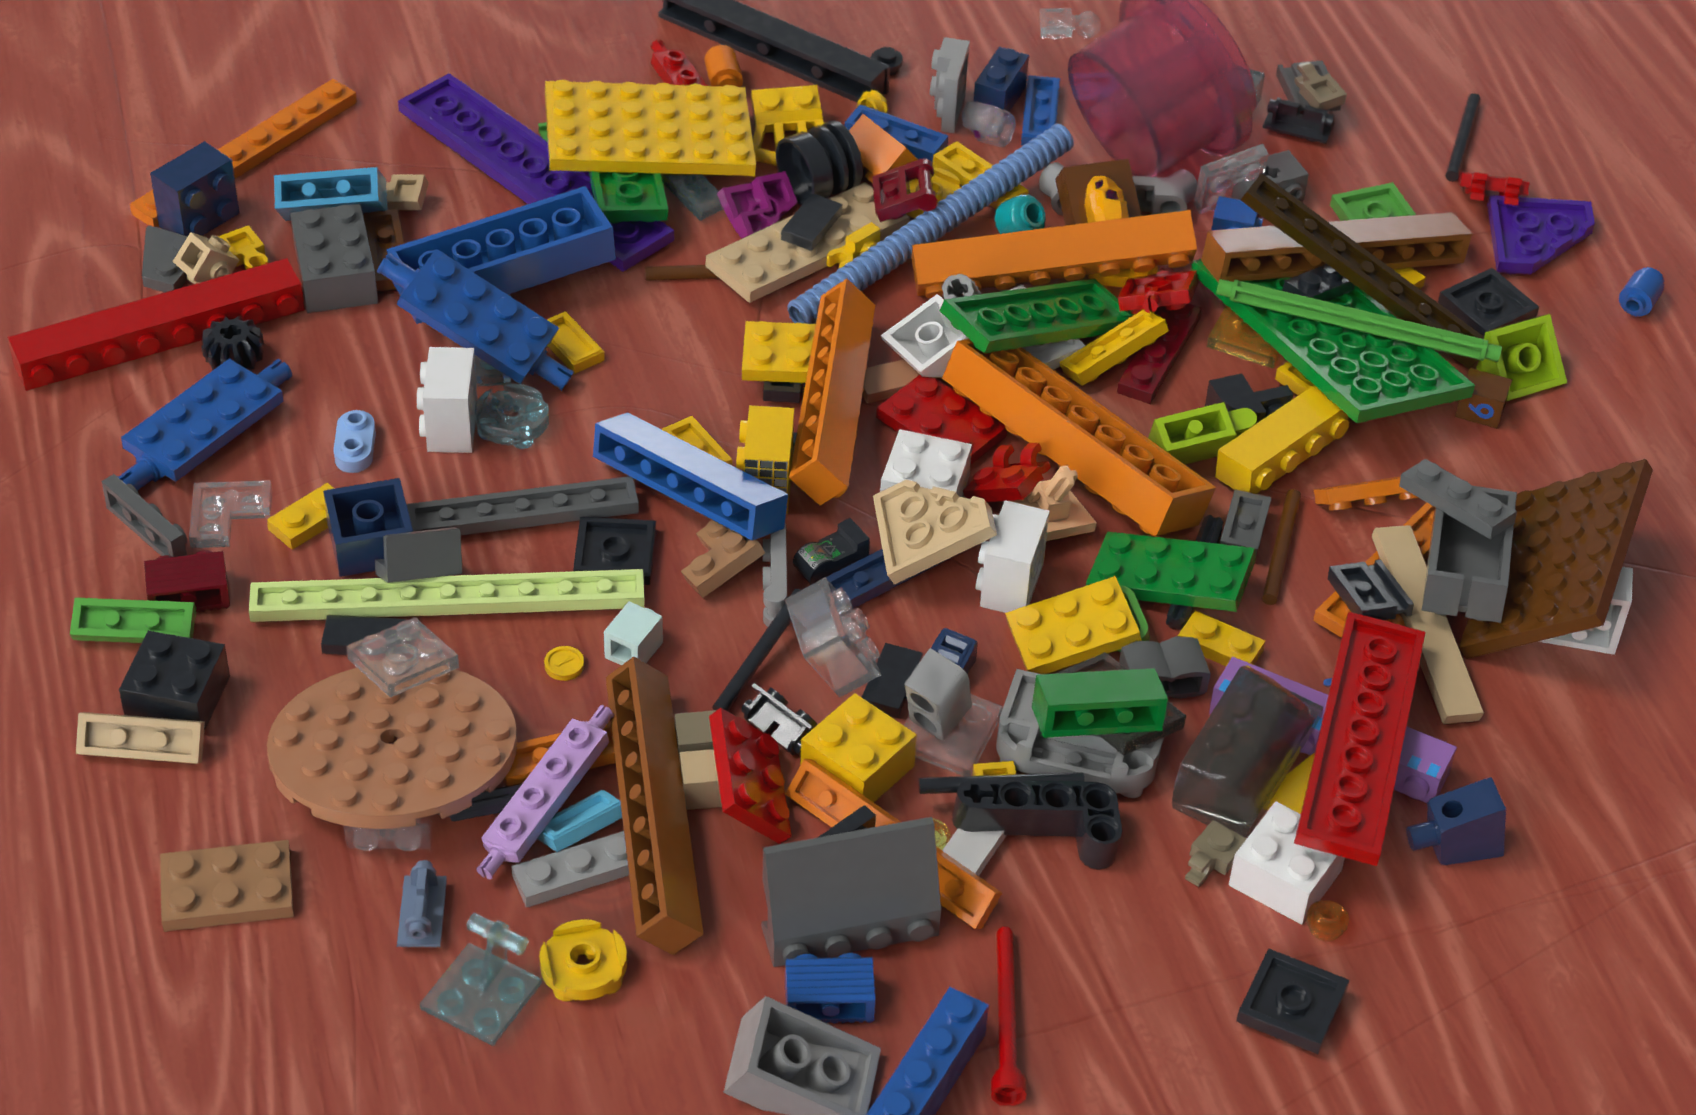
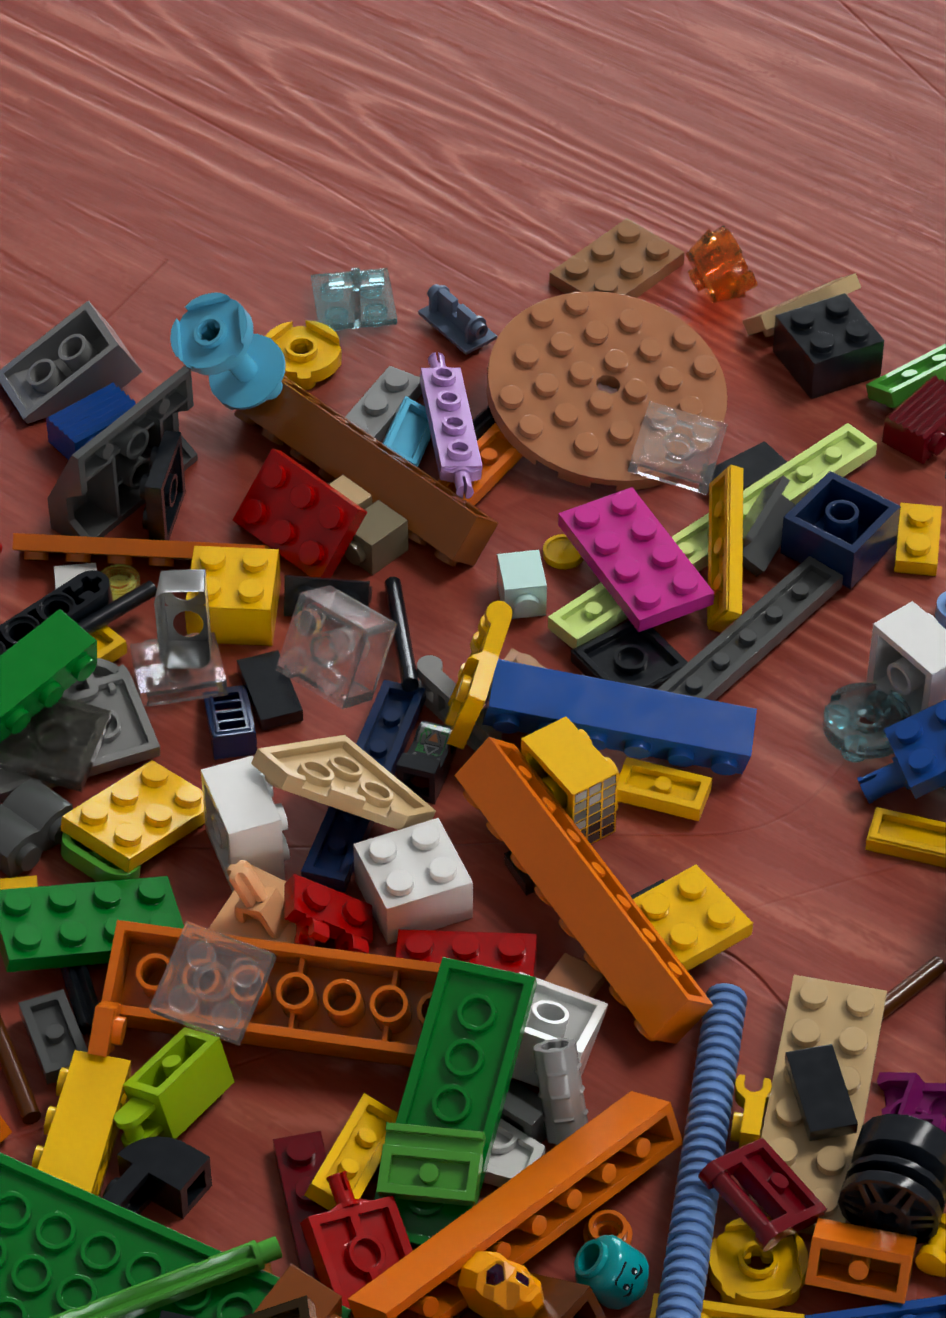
camera: 145 degrees right, 0 degrees up
(167, 794) = (719, 266): none -> clear orange cone
(469, 552) = (725, 548): none -> yellow tile
(537, 593) = (636, 559): none -> dark pink plate
(721, 847) = (220, 342): none -> medium azure piece
(793, 511) = (477, 673): none -> yellow plate
(1084, 291) = (431, 1164): none -> bright green plate
(1138, 432) = (212, 983): none -> clear plate
(1223, 467) = (107, 1028): none -> orange plate

